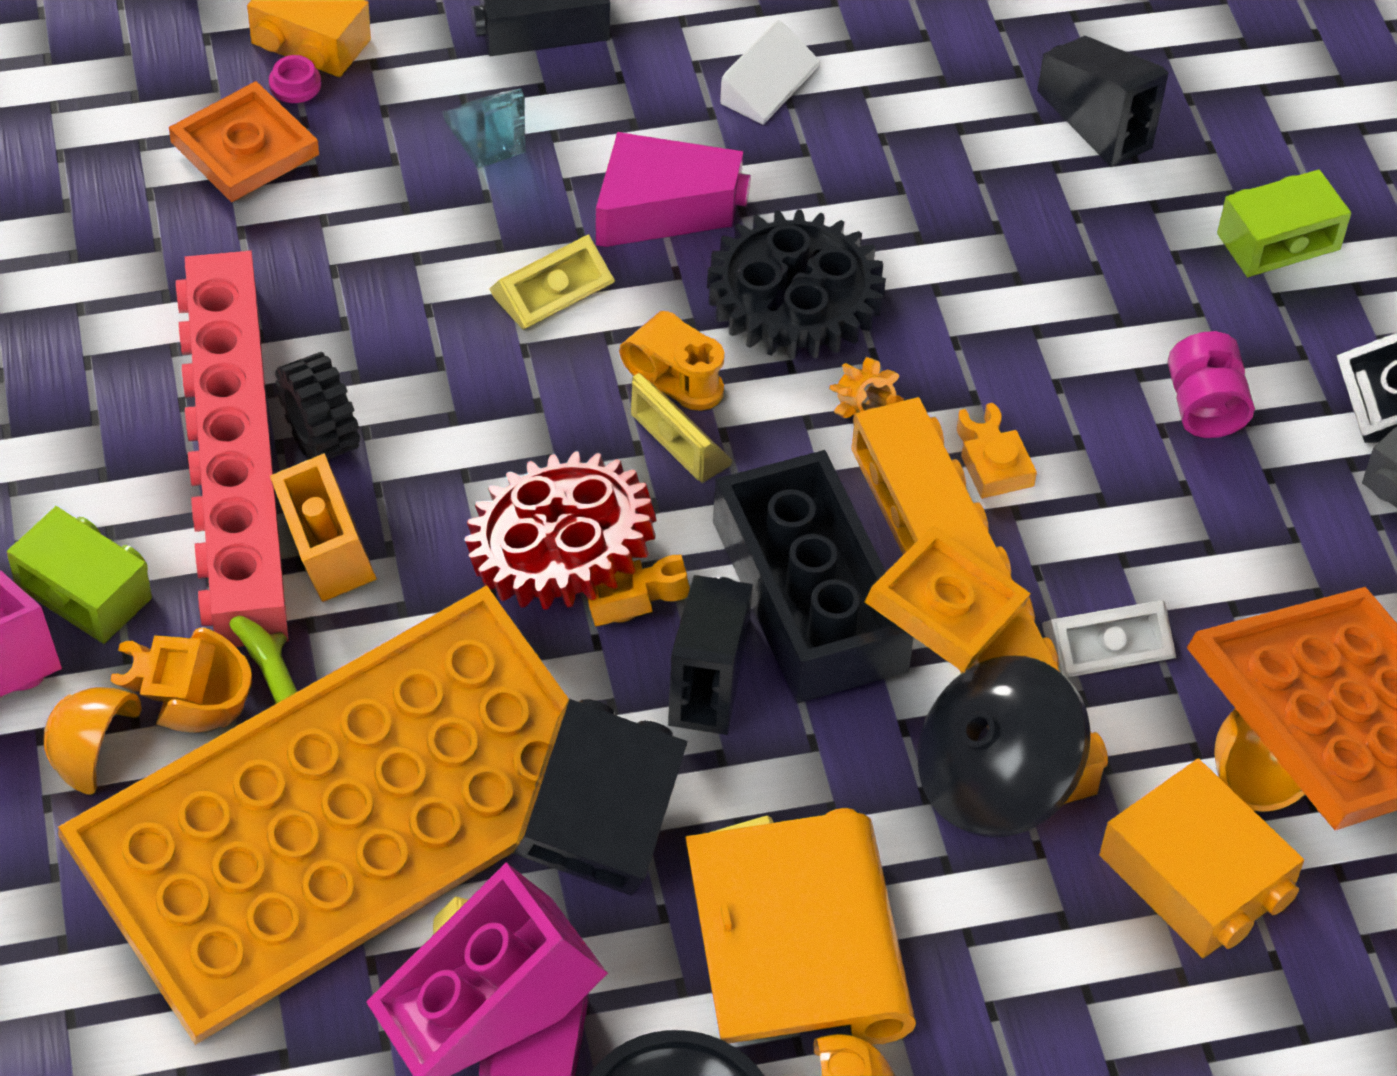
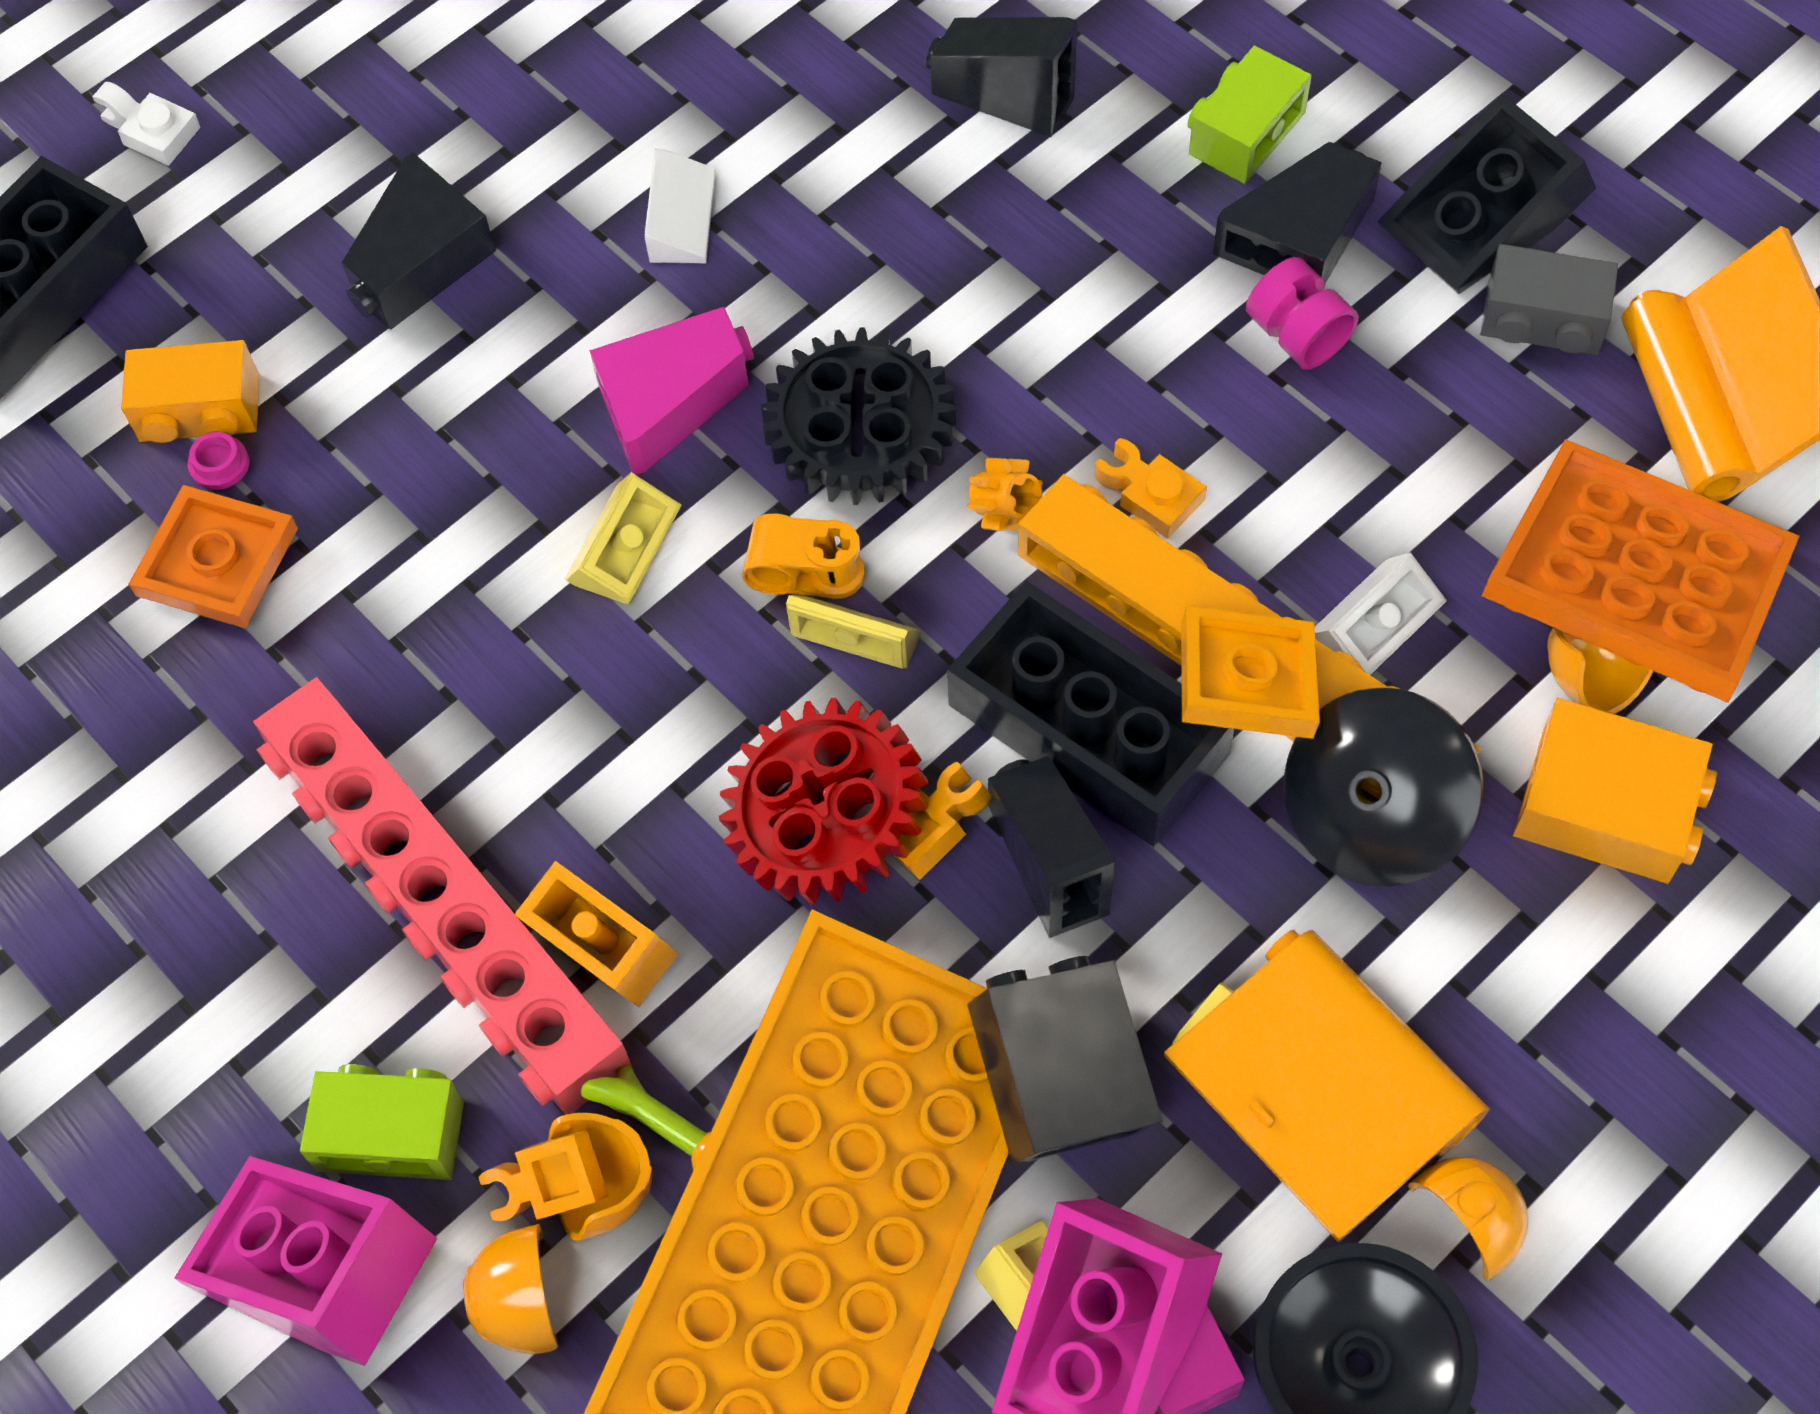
camera: 25 degrees left, 10 degrees up
(317, 406) = (502, 809): black tyre -> none
(490, 126) = (448, 405): clear light blue slope -> none
(1272, 314) = (1300, 212): none -> black slope

